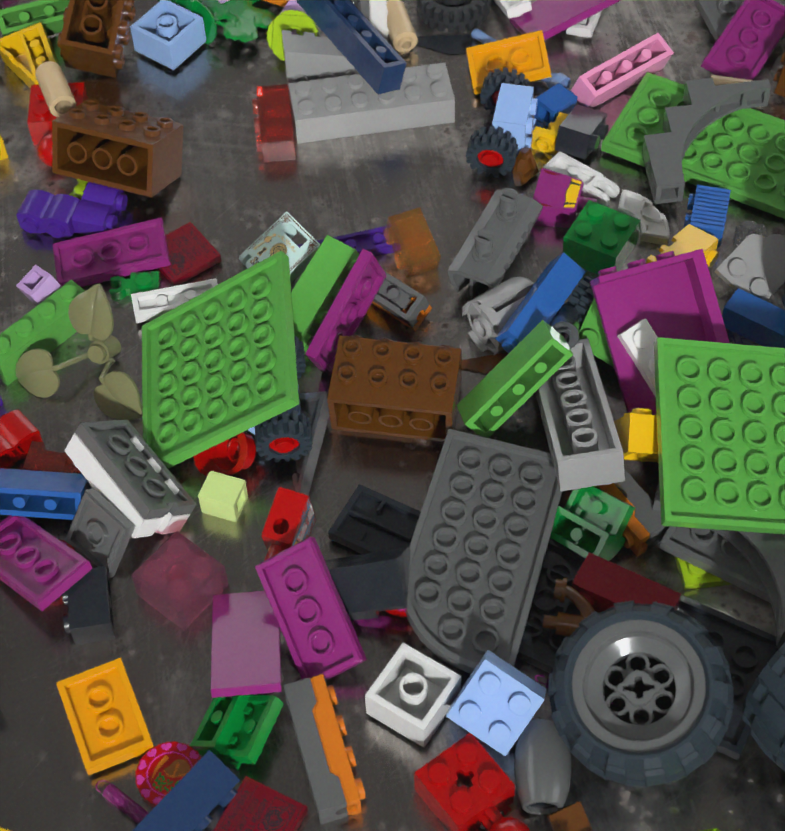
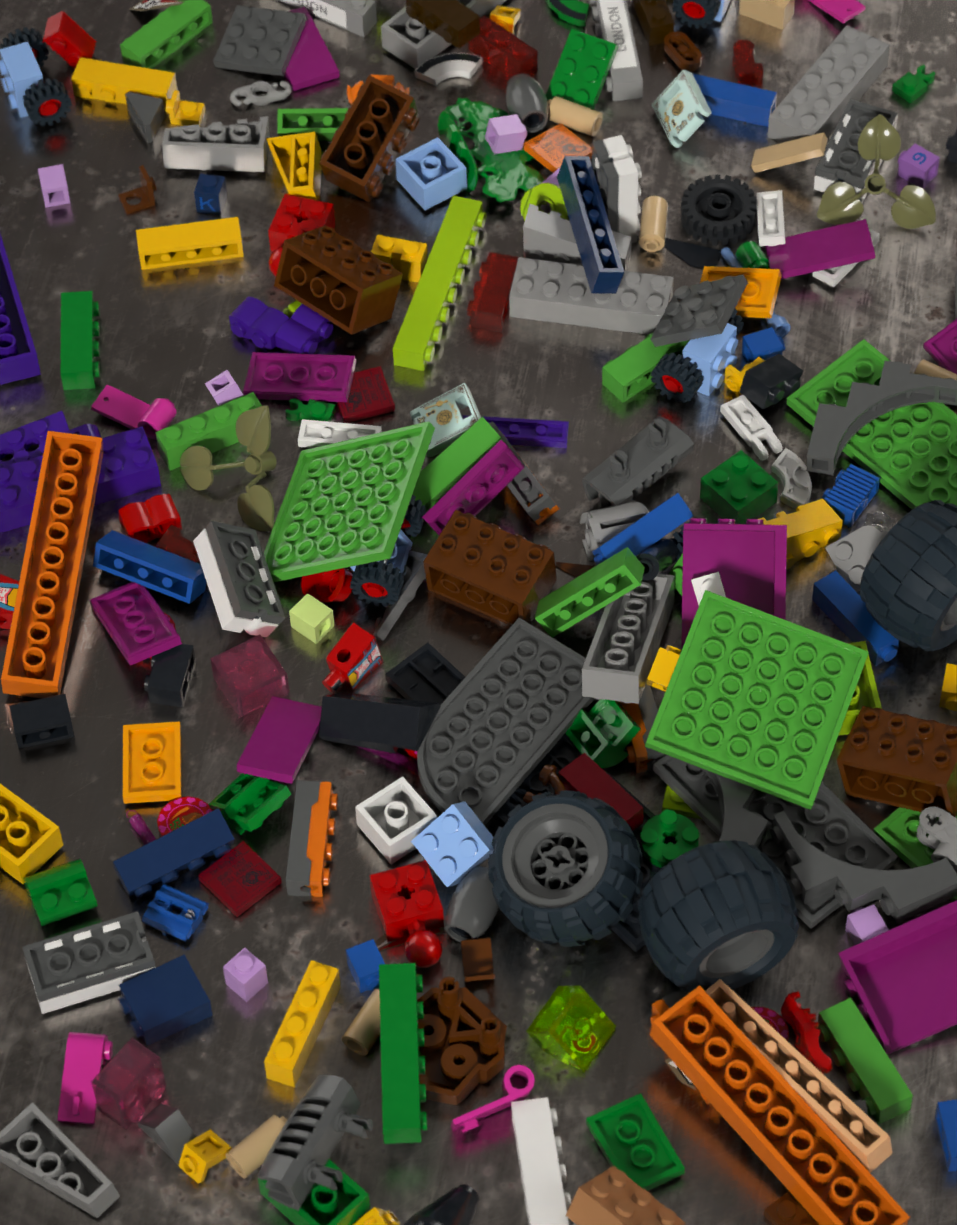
camera: 20 degrees right, 0 degrees up
(55, 88) = (302, 206): tan brick -> none
(100, 532) = (198, 617): dark grey tile -> none
(178, 107) = (404, 255): none -> yellow brick
(216, 132) = (438, 283): none -> lime brick
(310, 611) = (340, 730): magenta tile -> none
(412, 242) = (566, 443): clear orange brick -> none
(447, 150) = (633, 368): none -> bright green brick
(490, 82) = (699, 310): none -> dark grey plate
(503, 27) = (751, 256): none -> green brick
(524, 167) = (704, 400): reddish brown tile -> none
(560, 198) = (718, 439): magenta torso -> none
(621, 71) = (839, 332): bright pink brick -> none
(731, 607) = (665, 825): none -> green plate

